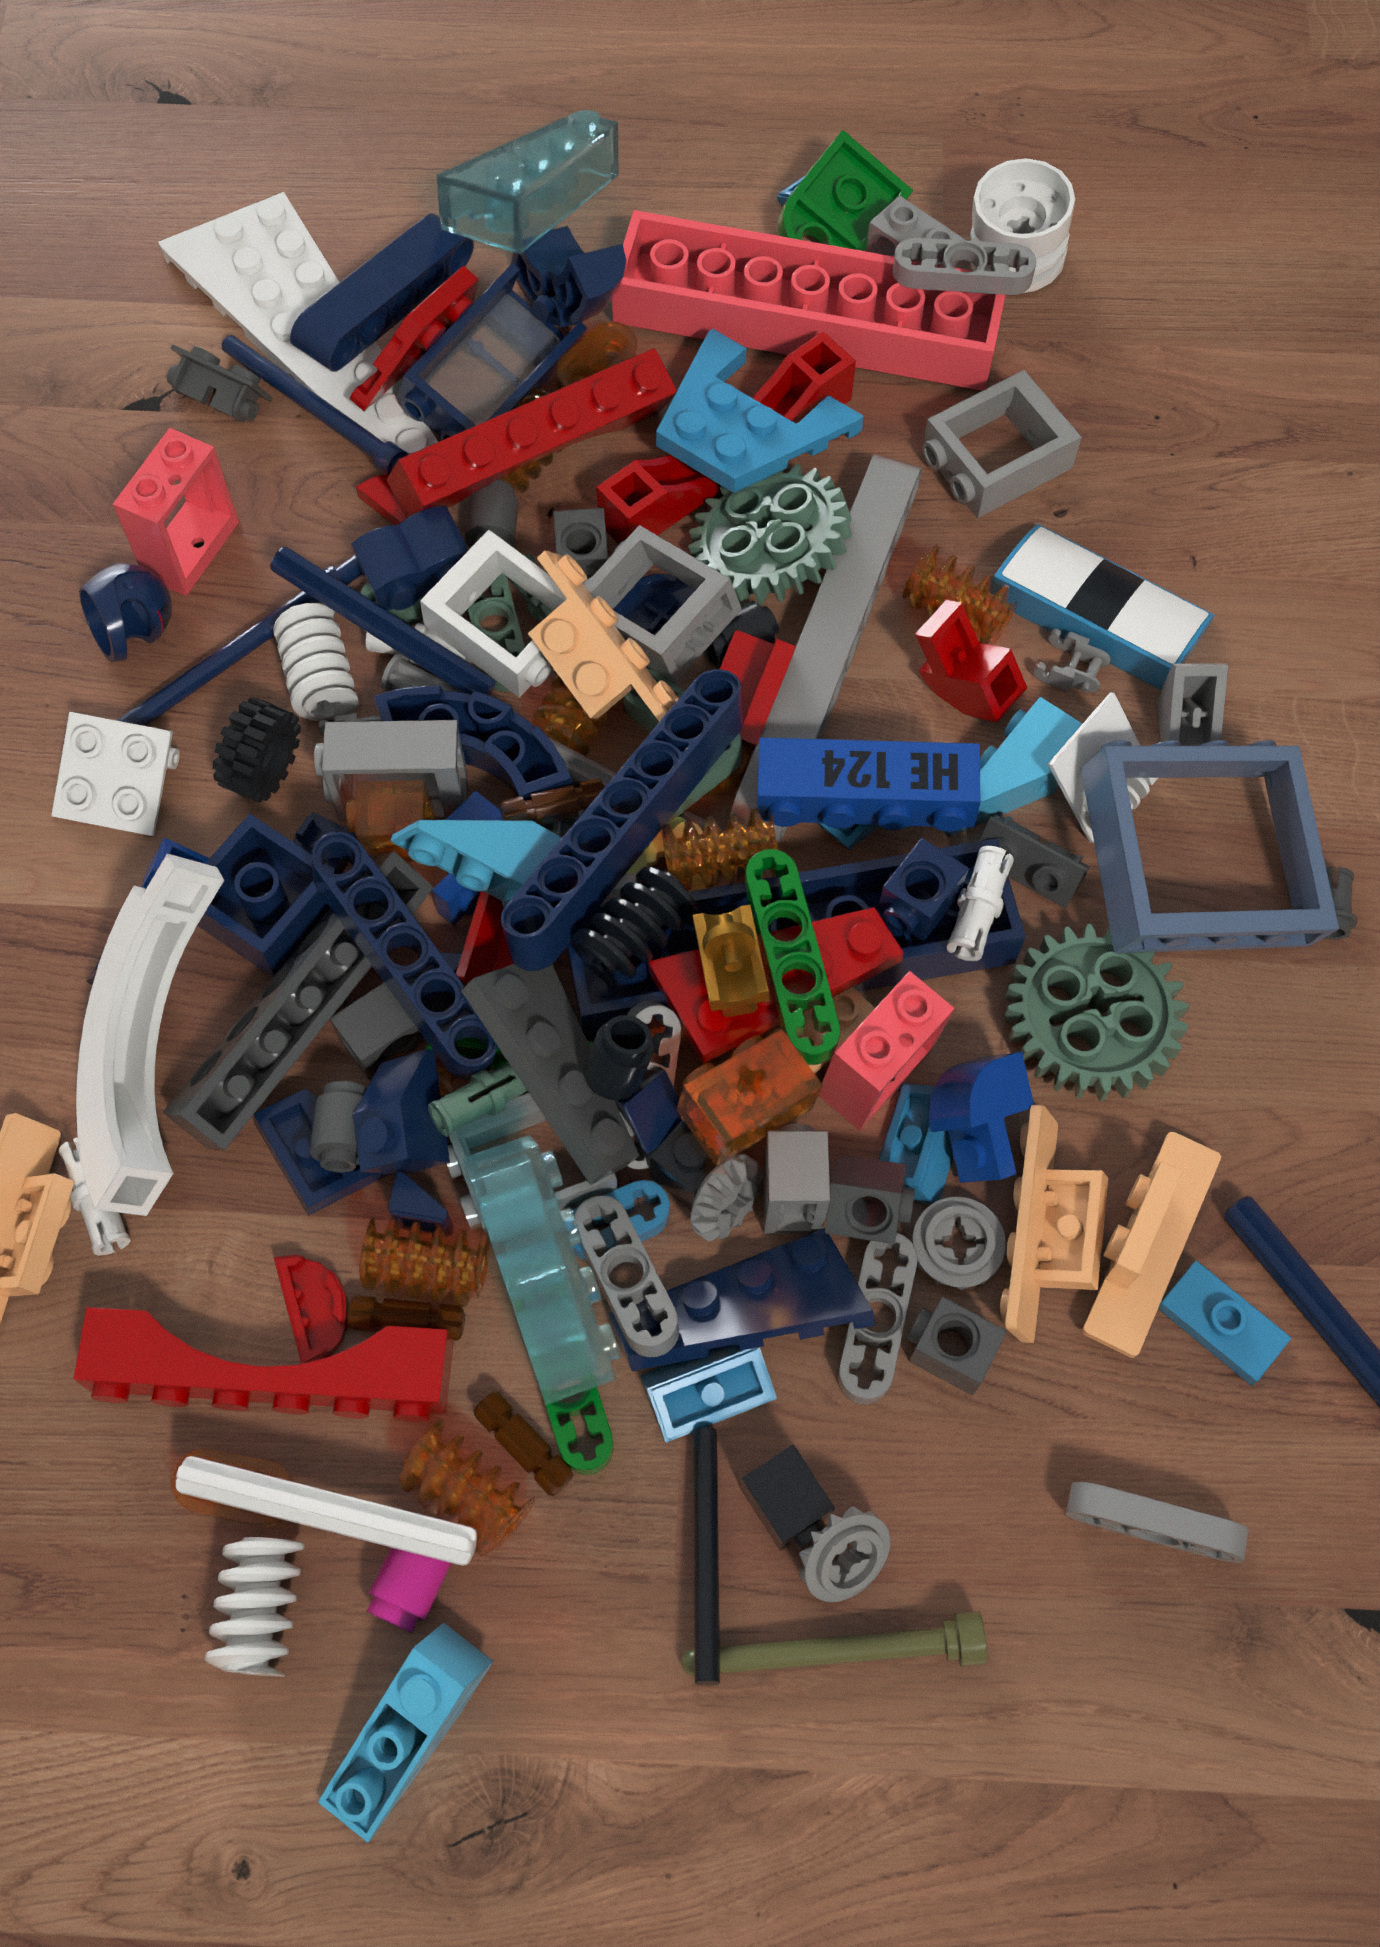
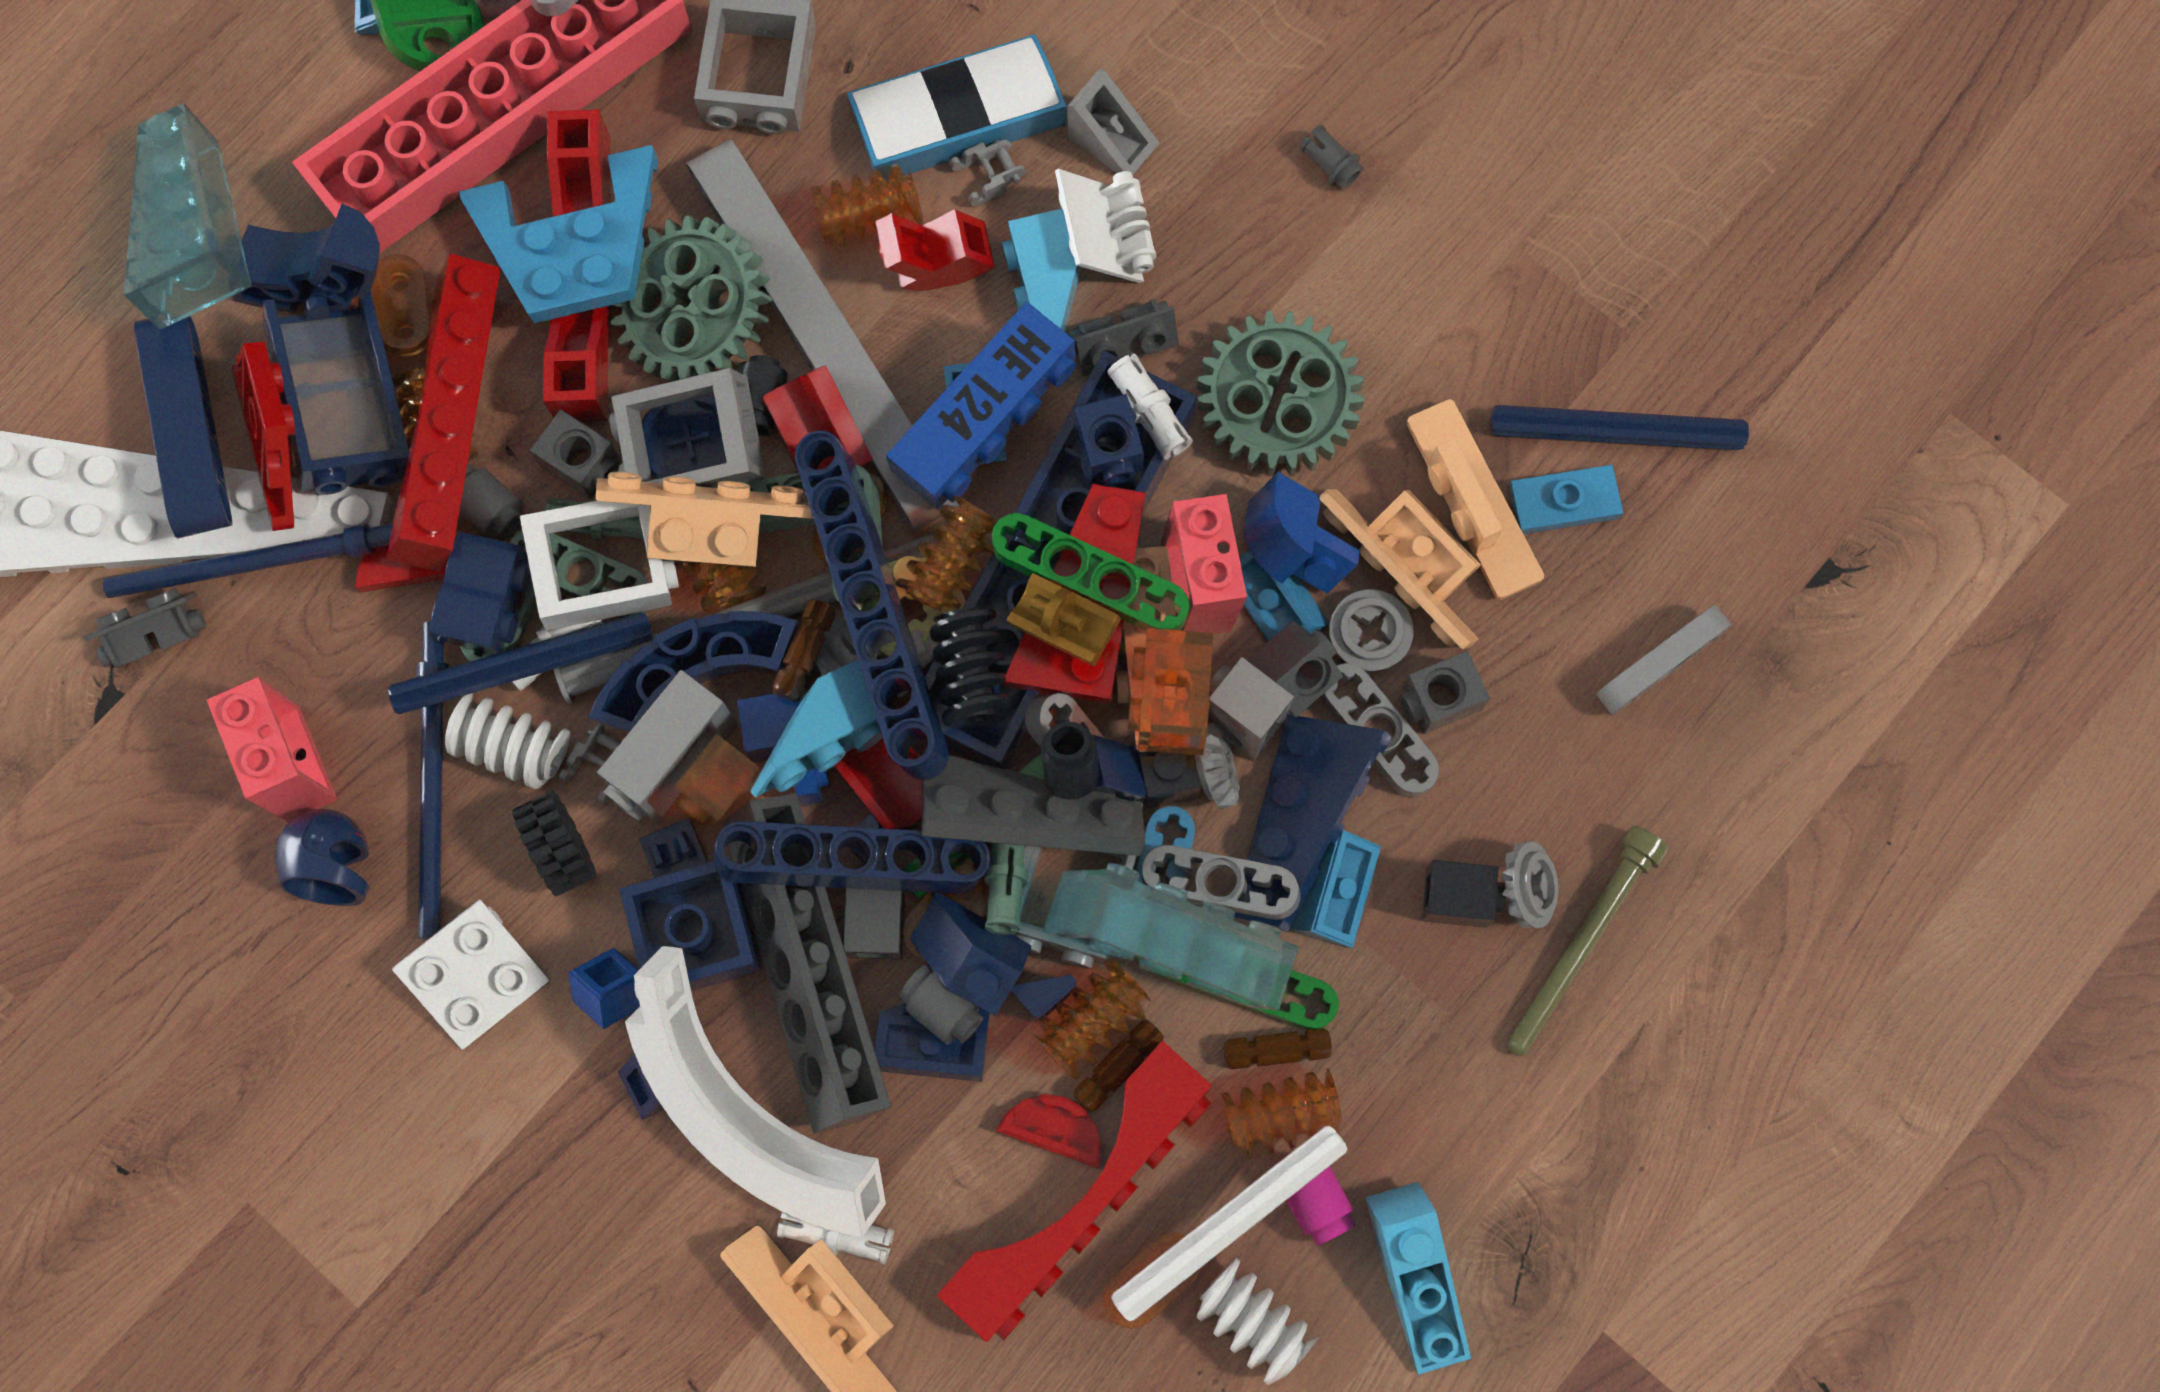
camera: 50 degrees left, 10 degrees up
(706, 1557) = (1455, 979): black bar -> none
(1121, 868) = (1184, 272): sand blue window -> none

